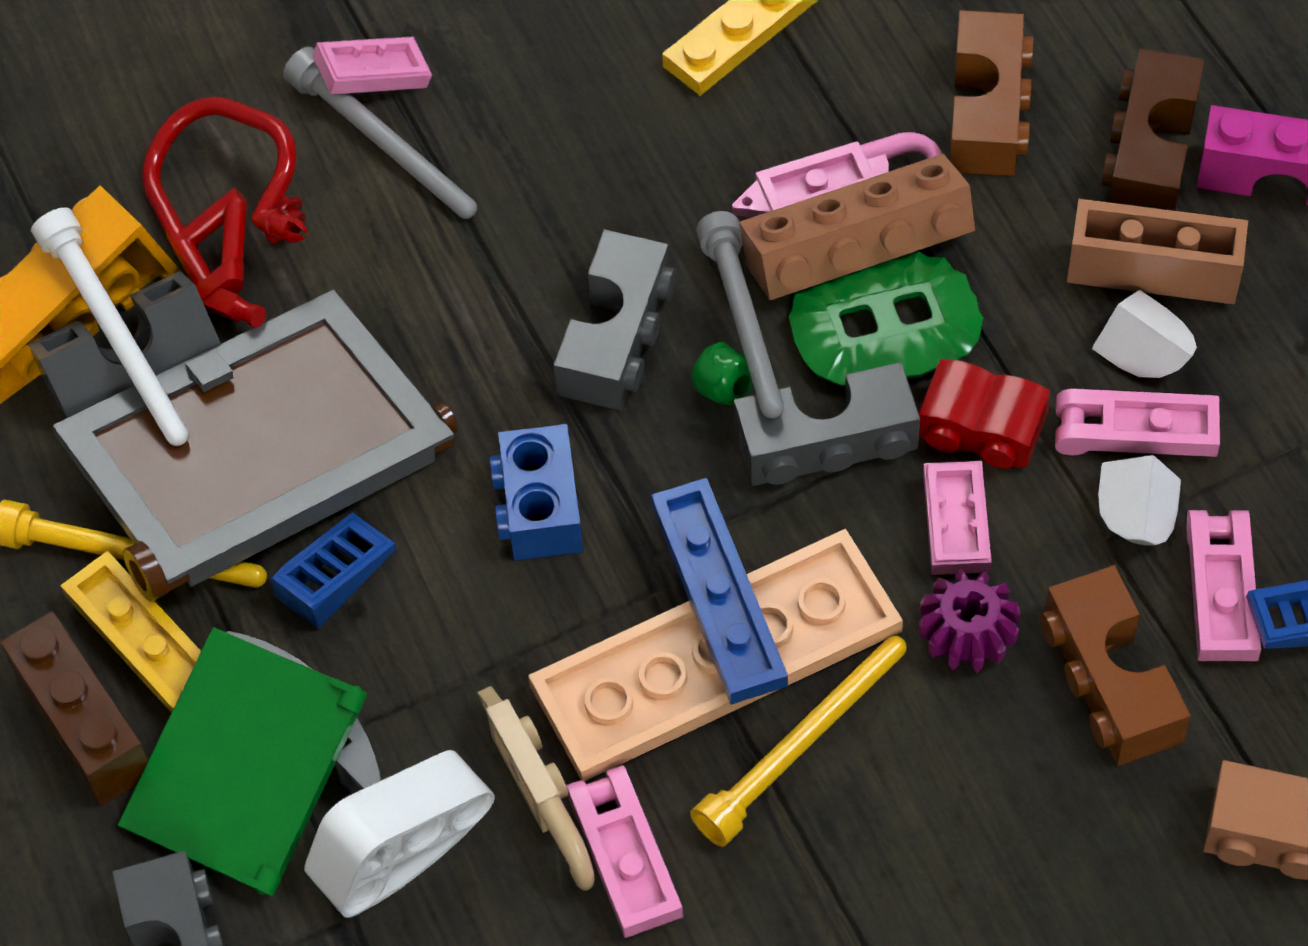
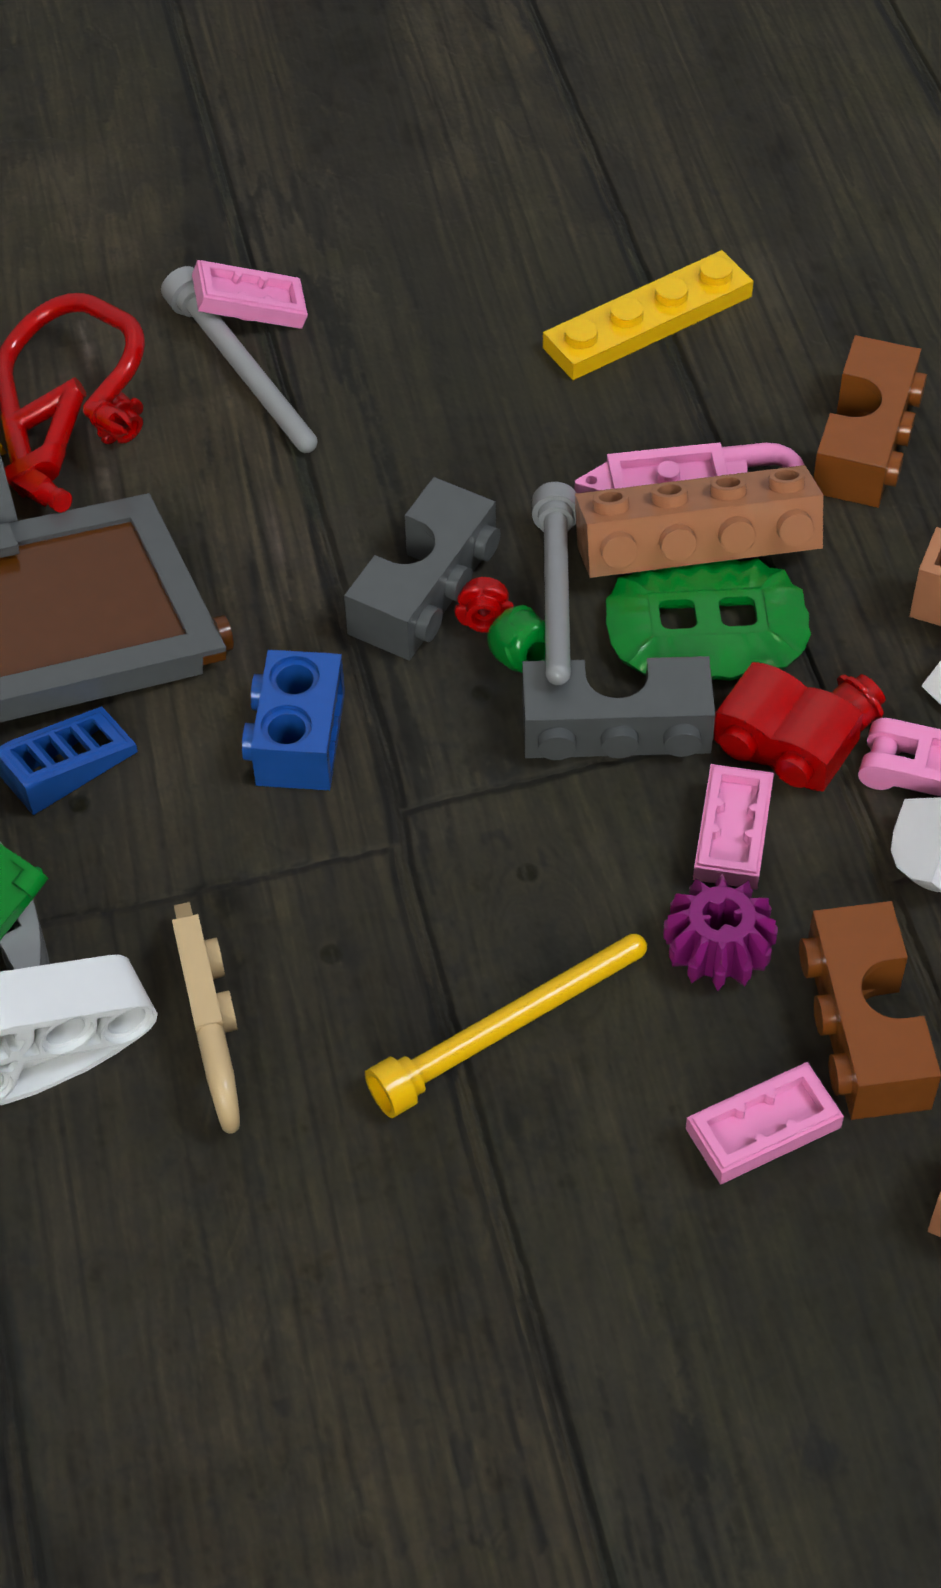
camera: 10 degrees right, 5 degrees down
(625, 853) = (282, 1104): bright pink plate -> none
(662, 678) = (436, 916): light nougat plate -> none
(678, 345) = (482, 603): none -> red plate
(719, 591) = (454, 849): plate -> none
(1043, 371) = (863, 694): none -> red plate
(1046, 785) = (764, 1122): none -> bright pink plate

